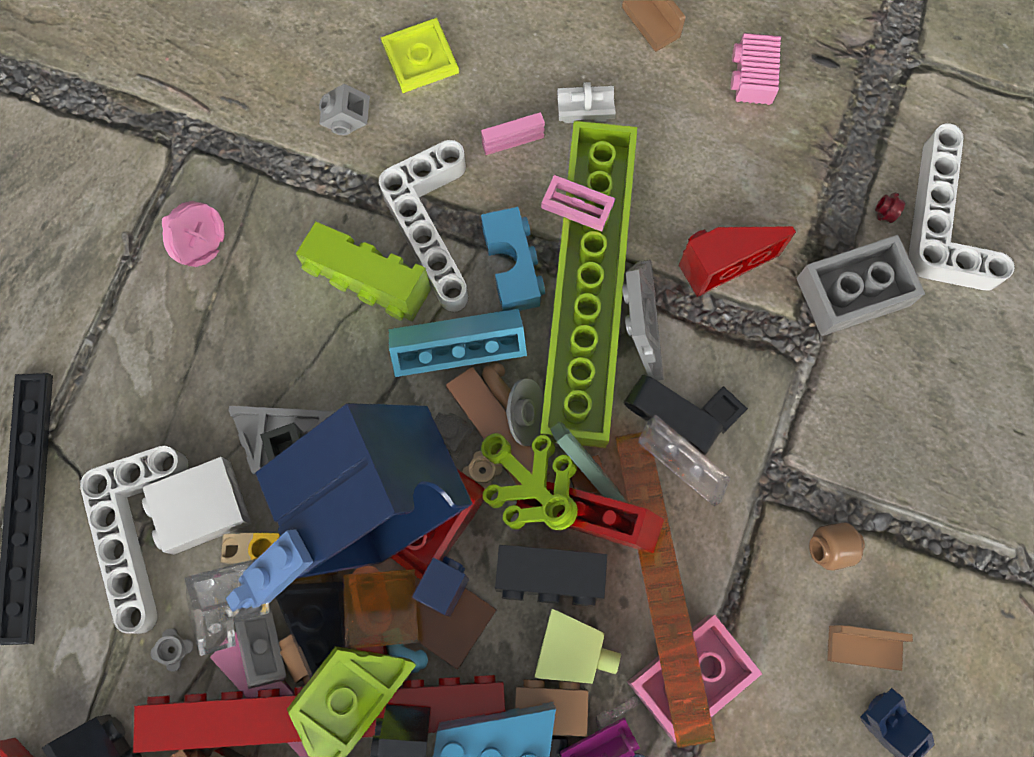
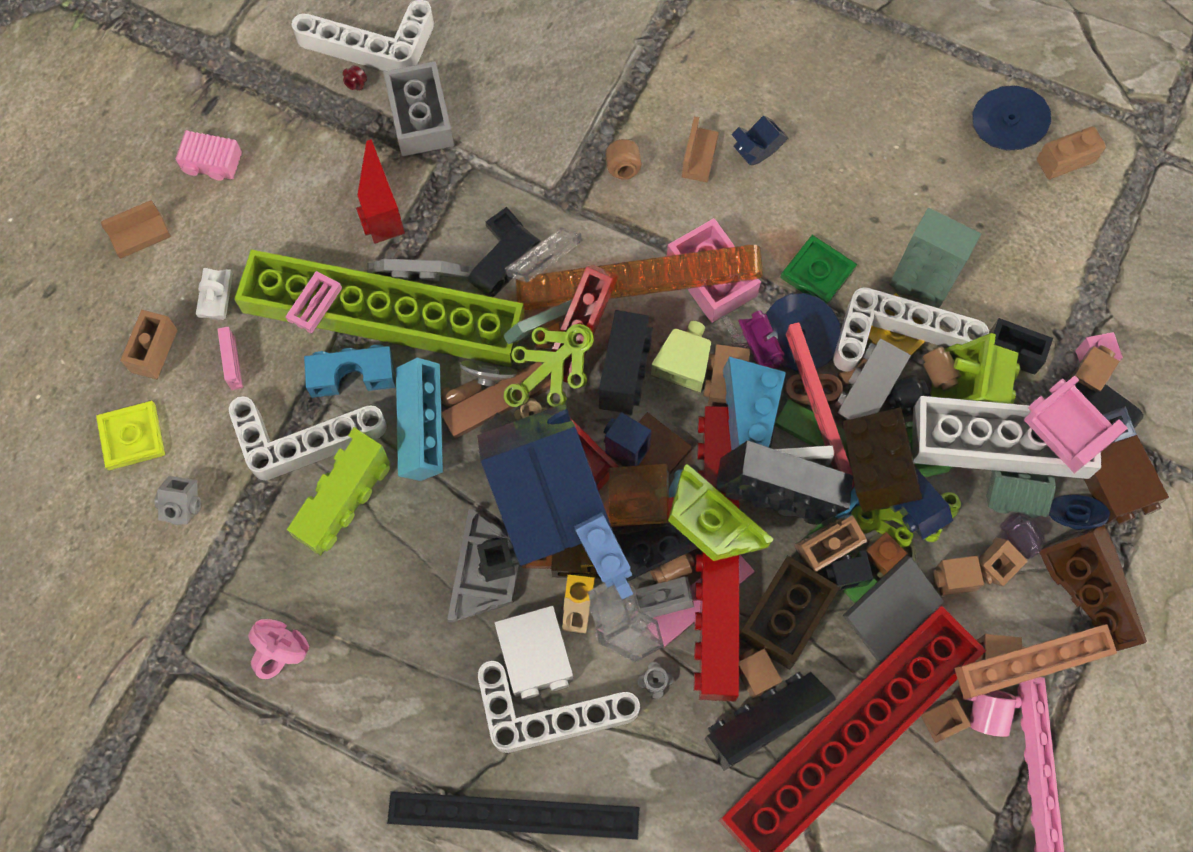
camera: 85 degrees left, 5 degrees down
(516, 49) = (149, 344): none -> medium nougat brick

